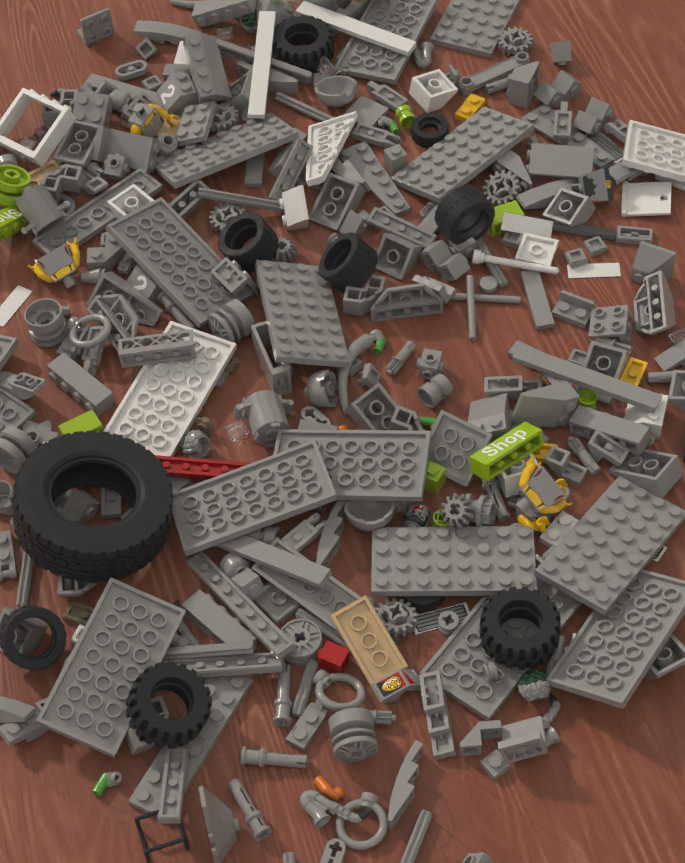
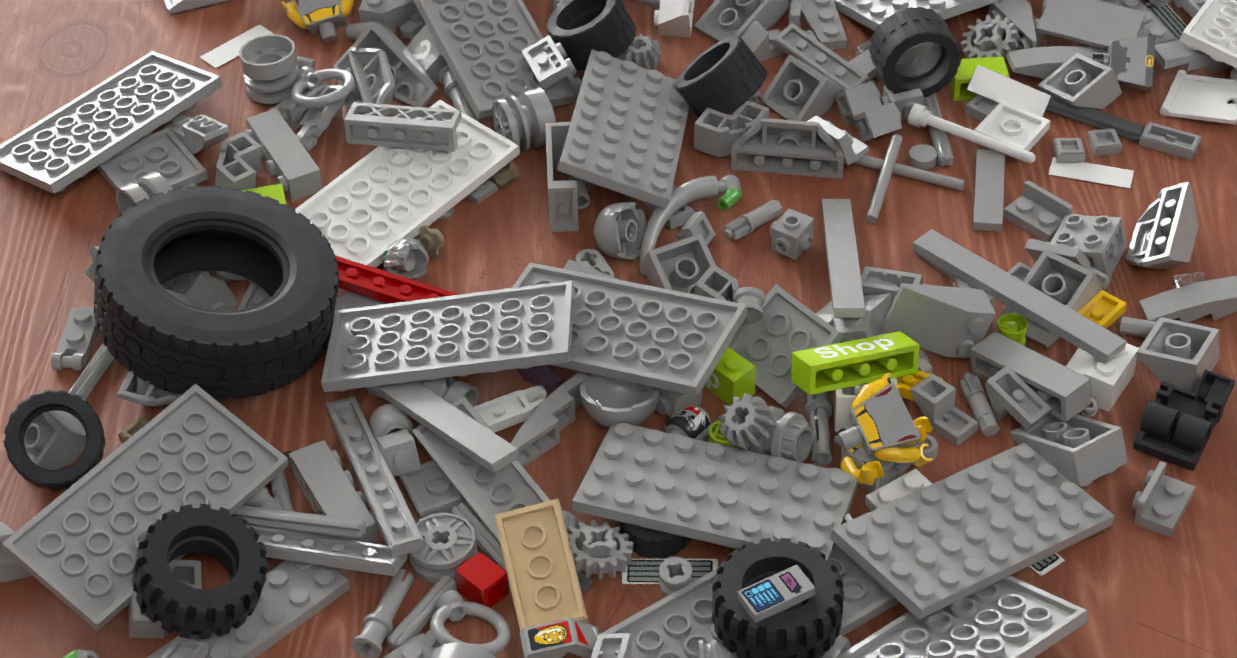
camera: 15 degrees right, 10 degrees down
(55, 403) = (238, 162): none -> light grey brick
(237, 430) = (476, 259): clear tile -> none
(265, 415) = (520, 237): light grey container -> none
(371, 197) = (795, 12): none -> light grey tile
(430, 424) = (754, 299): none -> light grey wheel
(433, 392) = (785, 269): light grey wheel -> none
(470, 376) = (842, 259): none -> light grey tile
(522, 626) = (776, 593): none -> tile
(585, 339) = (1074, 254): none -> light grey tile
(650, 260) = (1180, 164): light grey slope -> none

